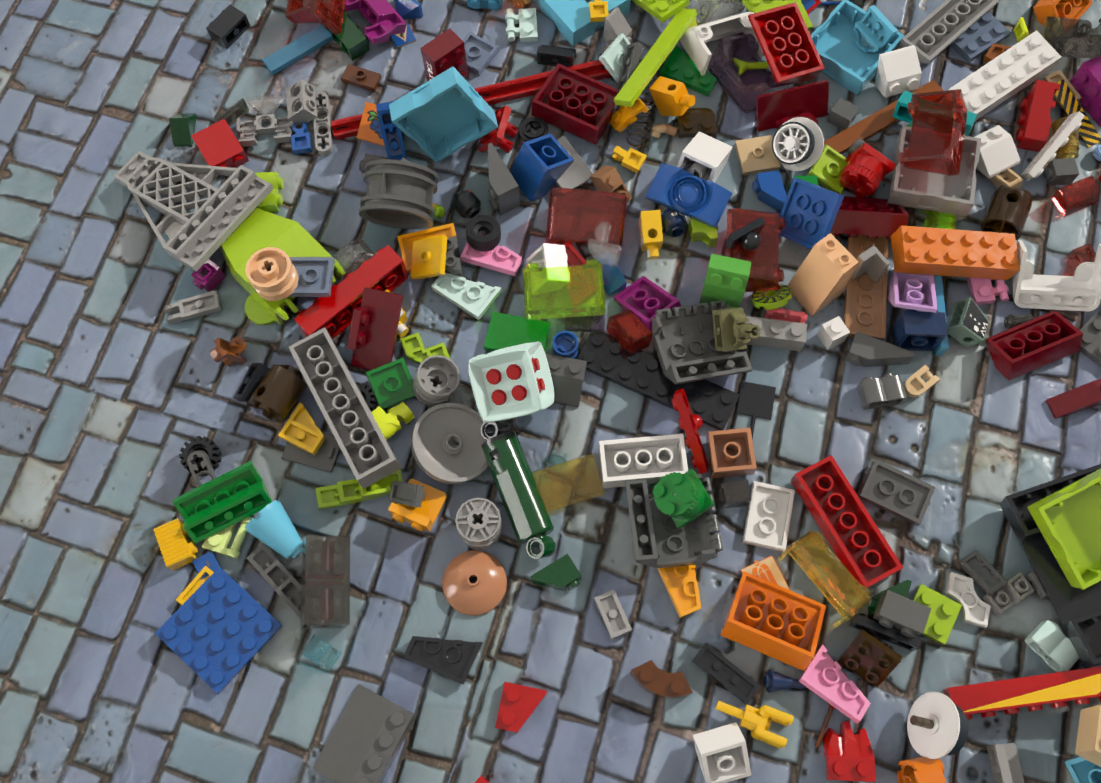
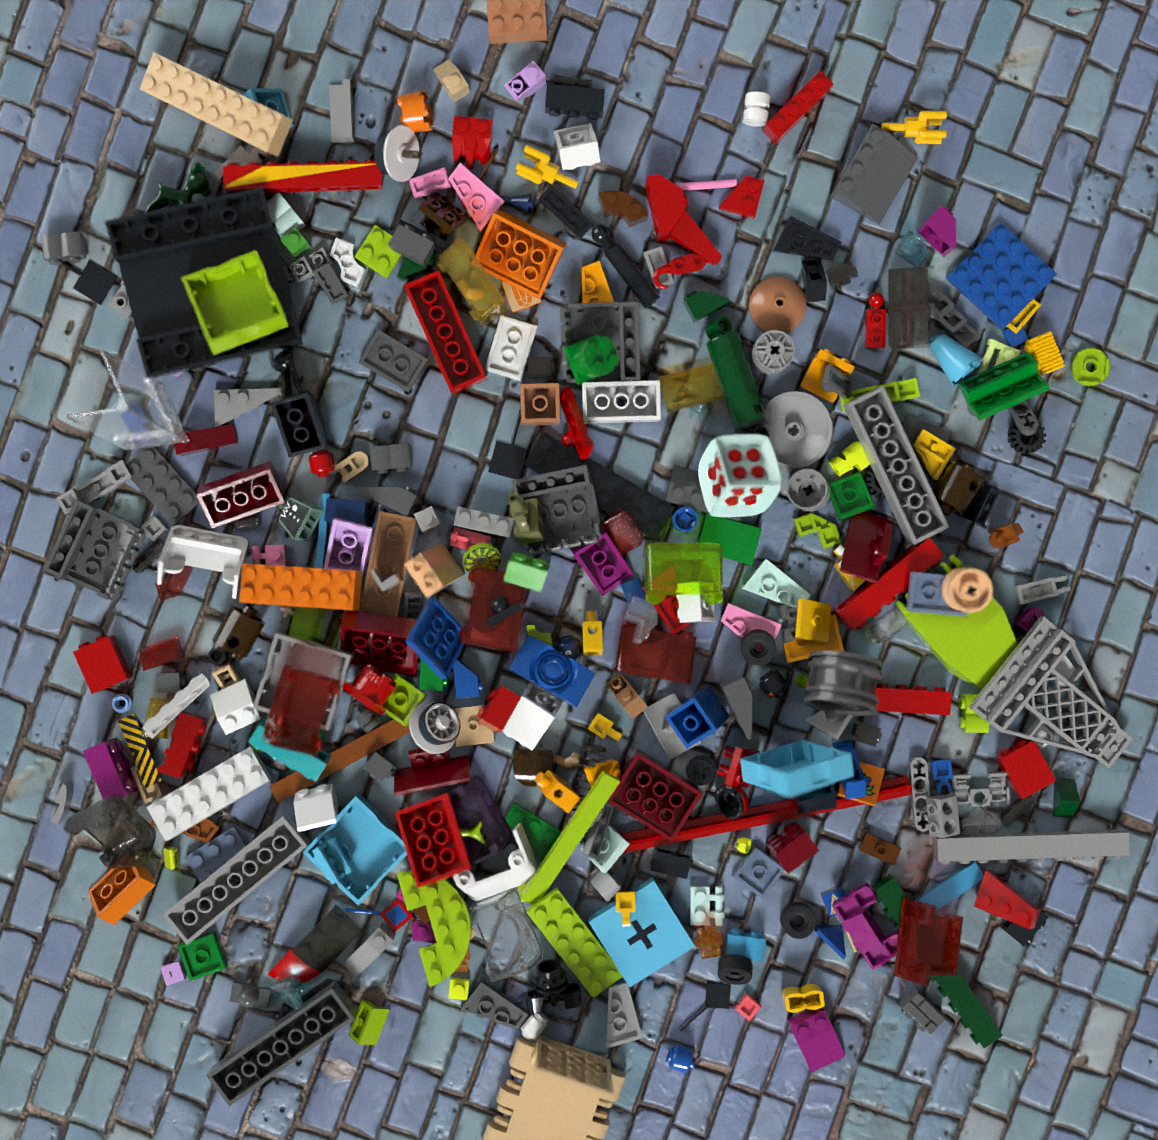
camera: 175 degrees left, 20 degrees up
(133, 544) = (1079, 370): none -> lime tile
(213, 86) = (1032, 846): none -> light grey brick
(244, 33) = (1005, 902): none -> red wedge
(288, 675) = (940, 230): none -> magenta slope
(327, 196) = (913, 700): none -> red brick
(363, 568) = (875, 322): none -> red plate
(402, 618) = (841, 274): none -> clear smoke brick
(434, 610) = (814, 281): none -> black slope
(435, 8) = (798, 931): none -> black tyre
(490, 72) = (744, 844): none -> neon yellow hinge
(502, 96) = (731, 801): none -> black hair
(561, 718) = (708, 184): none -> bright pink bar
(601, 665) = (672, 221): none -> red slope
(651, 613) = (625, 266): none -> black piece
(737, 160) = (498, 709): none -> red piece
(890, 698) = (430, 183): none -> bright pink plate
(954, 381) = (321, 462): none -> red head
(992, 420) = (296, 414): none -> black slope
(1033, 615) = (295, 243): none -> bright green brick
(1059, 439) = (234, 402): none -> light grey wing

